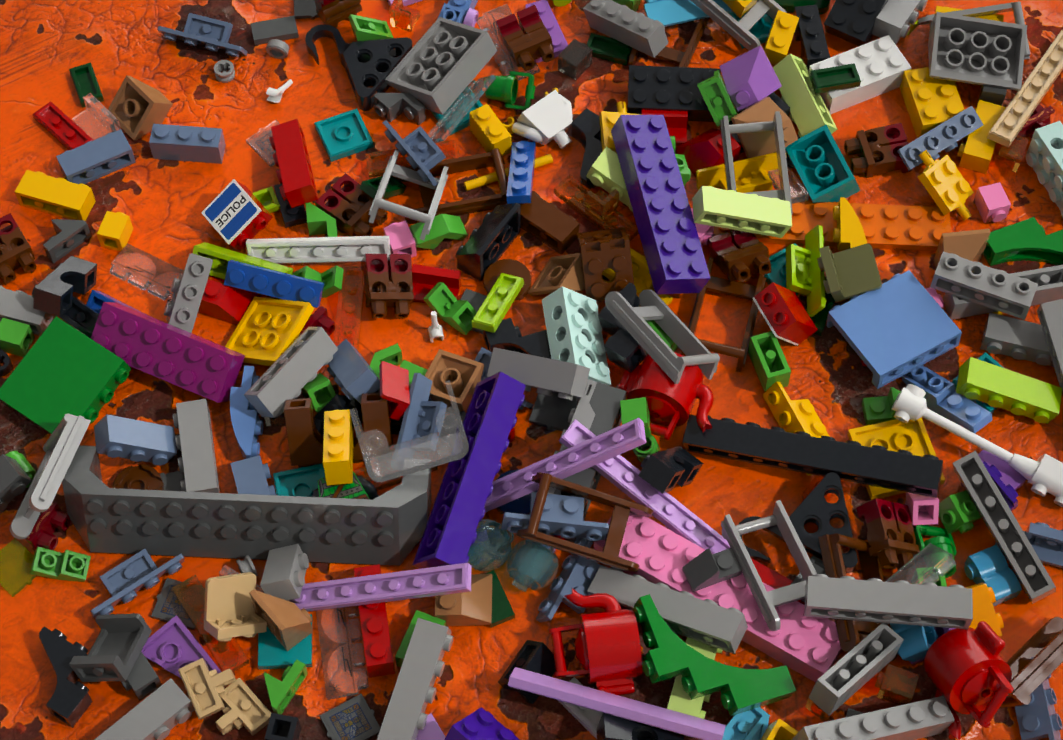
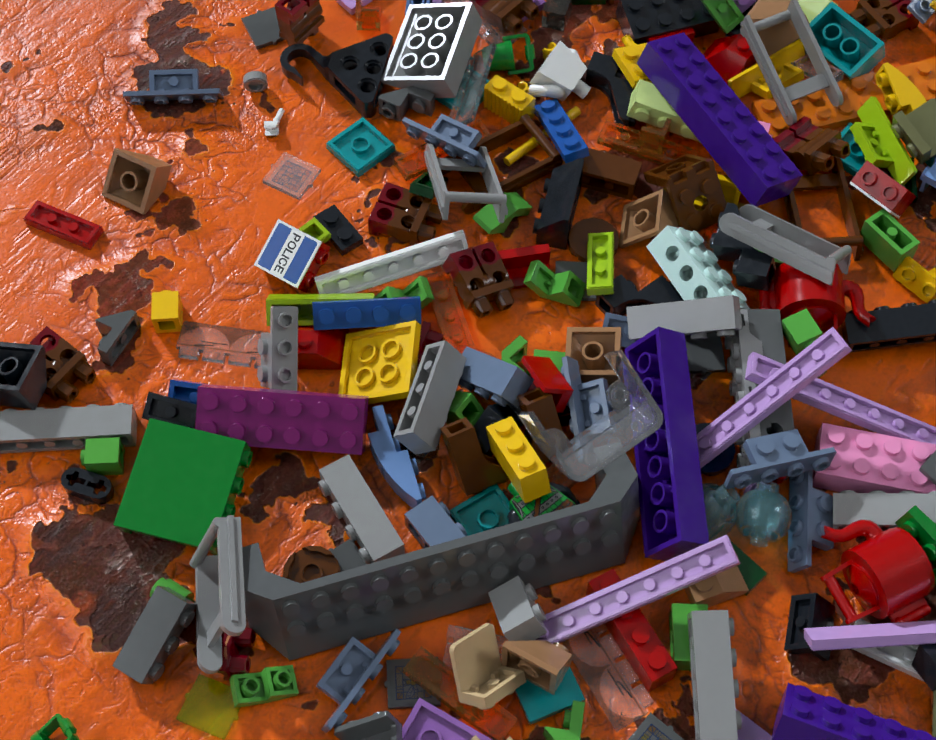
camera: 20 degrees left, 0 degrees up
(55, 195) = (85, 294): yellow brick -> none
(56, 291) = (138, 384): black arch -> none
(86, 82) = (68, 173): dark green tile -> none
(96, 119) = (98, 205): clear panel -> none
(96, 158) = (113, 244): sand blue brick -> none
(135, 440) = (293, 522): sand blue brick -> none
(187, 143) = (204, 200): sand blue brick -> none
(224, 65) = (204, 114): light grey bush -> none
(246, 565) = (469, 618): light grey bush -> none
(279, 28) = (236, 67): dark grey tile -> none
(293, 163) = (329, 187): red brick -> none
(320, 222) = (380, 238): bright green slope -> none
(369, 29) = (339, 37): bright green slope -> none
(400, 239) = (475, 230): bright pink brick -> none
(435, 329) = (546, 311): white hand -> none
(616, 527) = (837, 439): reddish brown piece -> none
(670, 468) = (856, 374): black arch -> none
(742, 211) = (800, 103): yellowish green brick -> none

